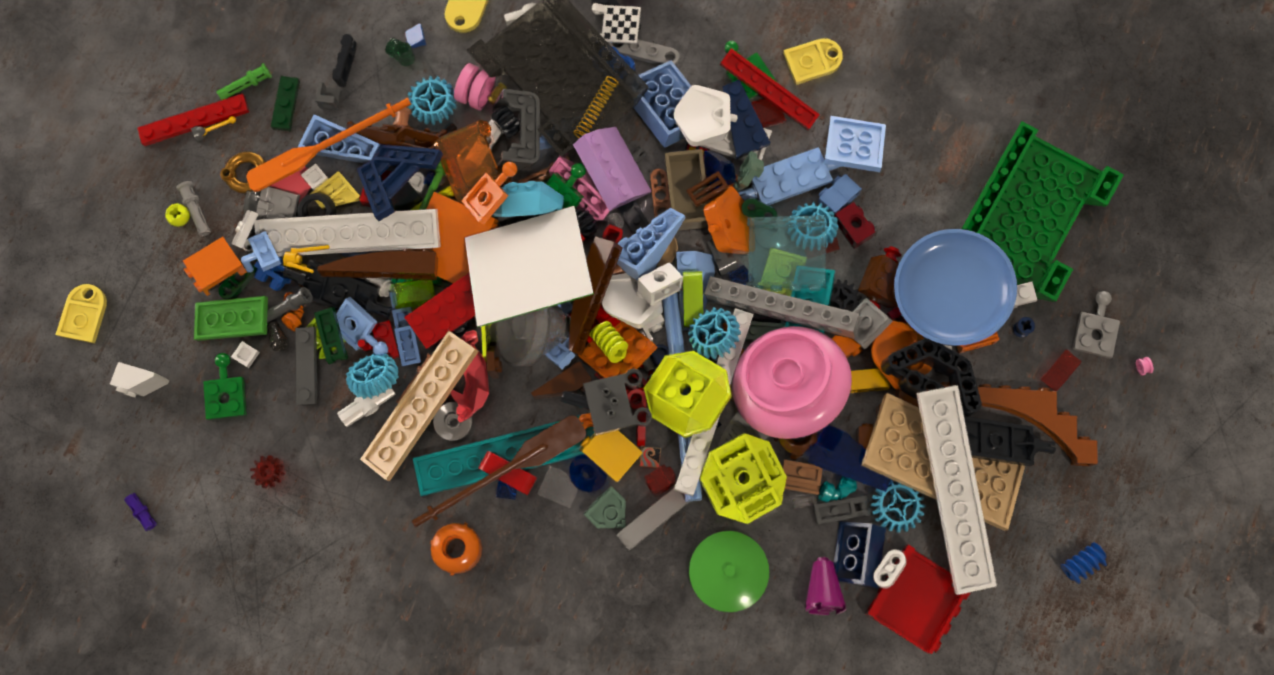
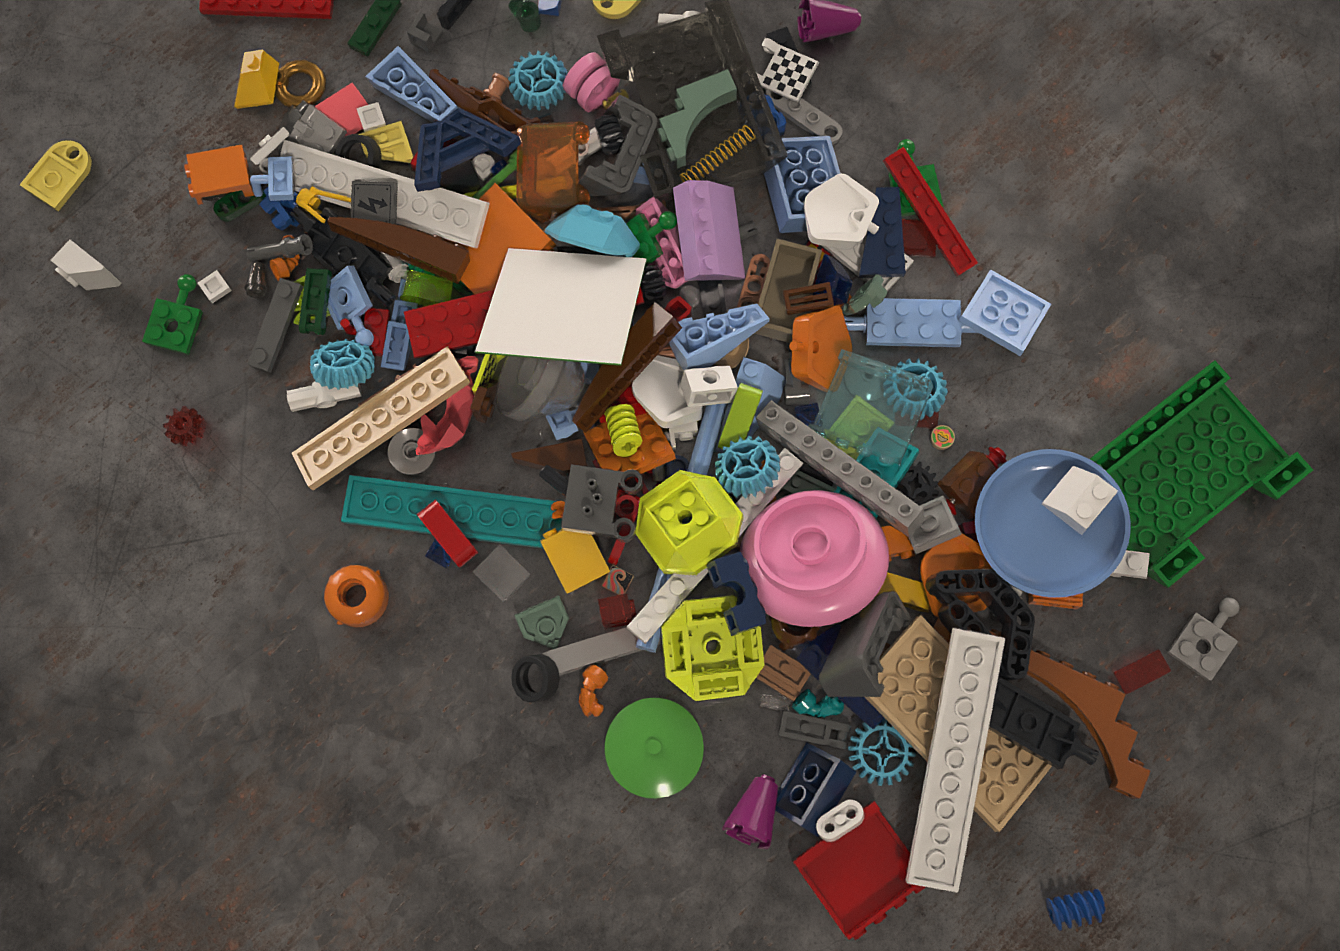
camera: 20 degrees right, 0 degrees up
(140, 512) = (29, 416): dark purple pin -> none
(181, 219) = (204, 103): neon yellow piece -> none
(191, 200) = (226, 93): light grey pin -> none
(200, 132) = (267, 21): hinge -> none
(211, 182) = (256, 80): none -> yellow slope
(231, 318) = (215, 240): bright green tile -> none
(297, 158) = (359, 88): orange piece -> none
(346, 241) = (374, 201): none -> dark grey tile
(492, 188) = (559, 202): orange plate -> none
(532, 453) = (482, 522): reddish brown piece -> none
(560, 75) = (693, 105): none -> sand green arch
(596, 475) = (547, 578): clear blue dish -> none
(609, 563) = (520, 678): none -> black tyre
(663, 538) = (594, 679): none -> orange arm
(739, 417) = (733, 573): none -> dark blue arch
(759, 210) = (862, 344): dark green plate -> none
(812, 60) = (996, 197): light yellow tile -> none
(840, 194) = (962, 365): medium blue brick -> none
(846, 254) = (942, 437): none -> tile
(852, 435) = (855, 656): none -> dark grey windscreen
(854, 235) = (961, 419): dark red brick -> none
(969, 261) = (1079, 498): none -> white slope
(1029, 327) = (1125, 606): dark blue bush -> none
(1144, 366) = (1245, 706): bright pink bush -> none

